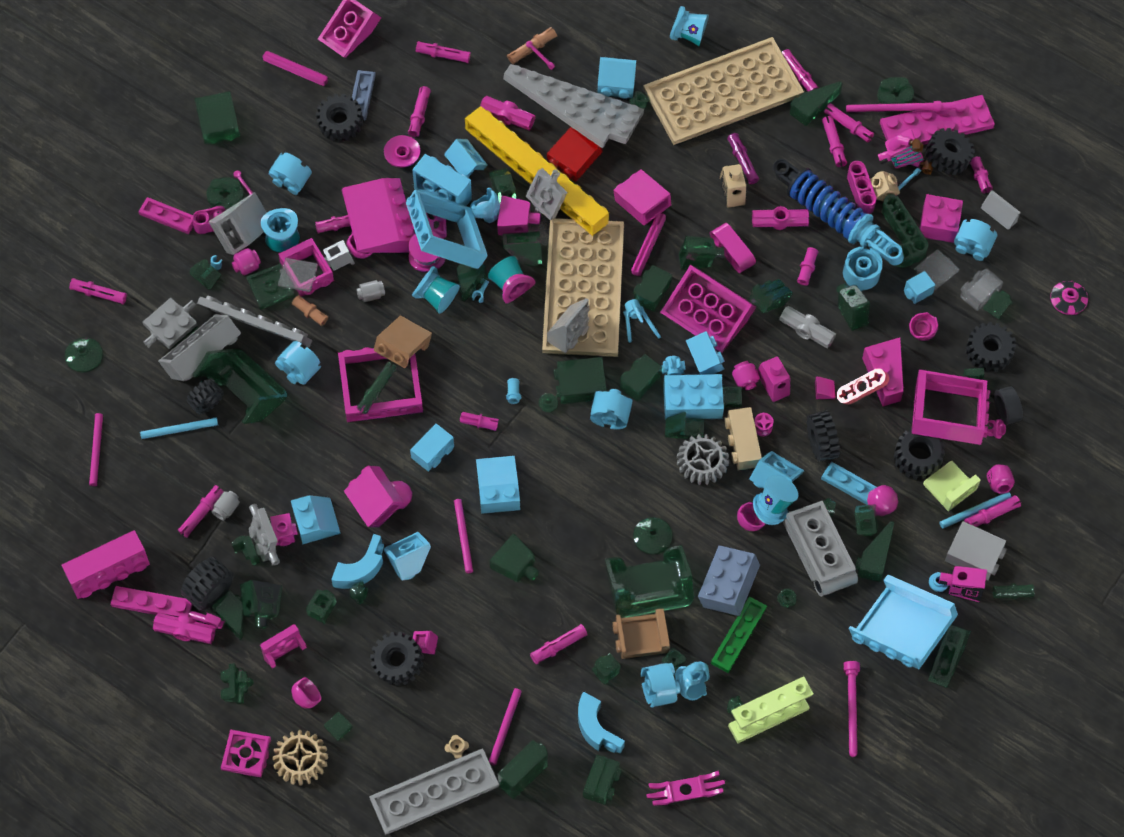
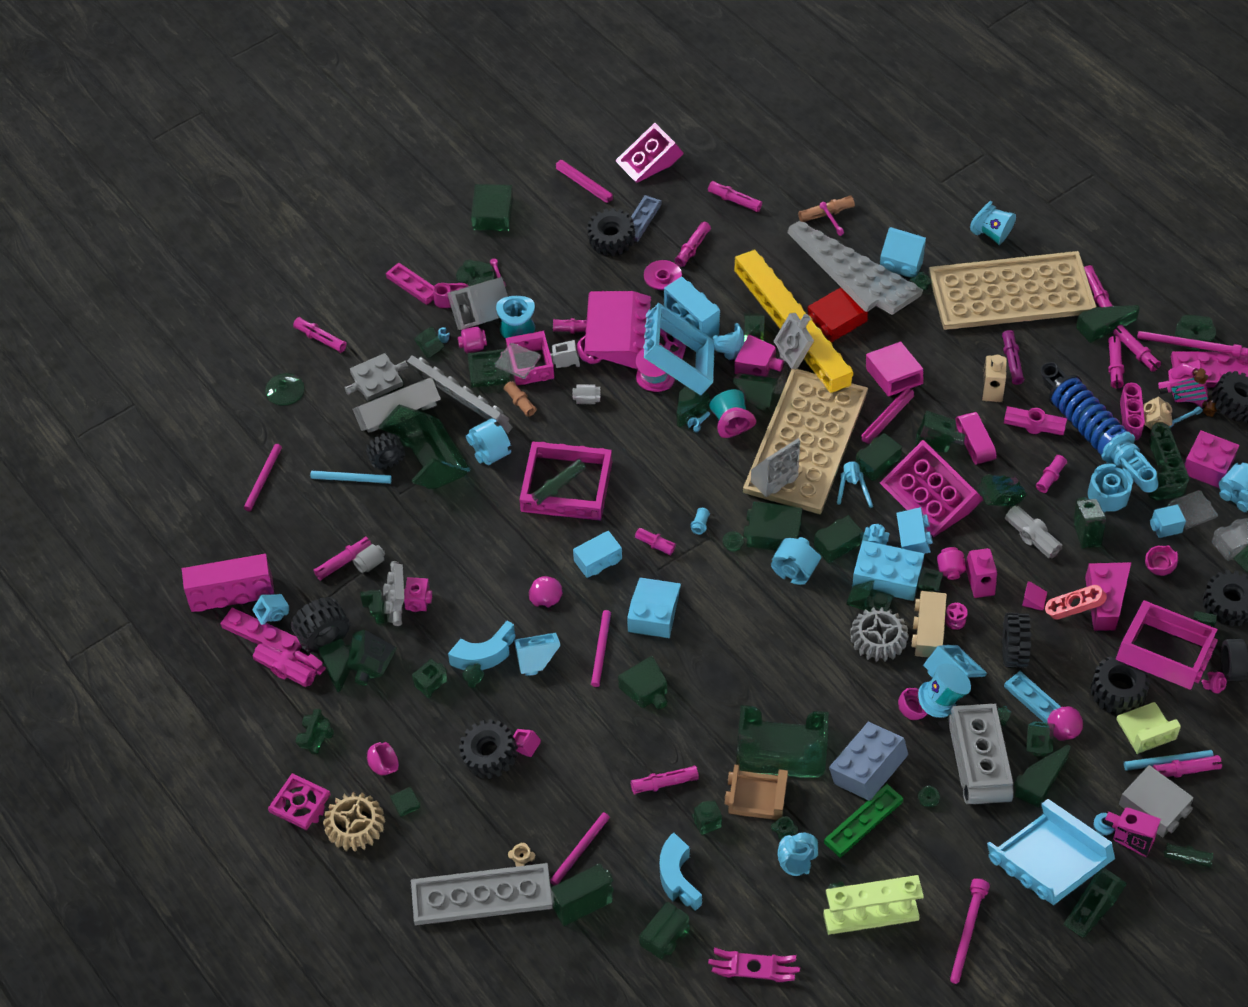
camera: 20 degrees right, 10 degrees down
(153, 578) = (270, 608): none -> medium azure brick
(281, 644) = (383, 694): dark pink piece -> none
(289, 173) = (543, 269): medium azure brick -> none
(315, 518) = (453, 592): medium azure slope -> none
(373, 496) = (520, 584): dark pink brick -> none
(402, 341) = (599, 444): medium nougat panel -> none
(436, 290) = (652, 407): hat -> none
(464, 157) = (724, 294): medium azure panel -> none
(508, 113) = (782, 263): dark pink piece -> none
(652, 543) = (800, 705): clear green dish -> none
(660, 684) = (759, 848): medium azure brick -> none
(1000, 479) = (1205, 734): dark pink head -> none

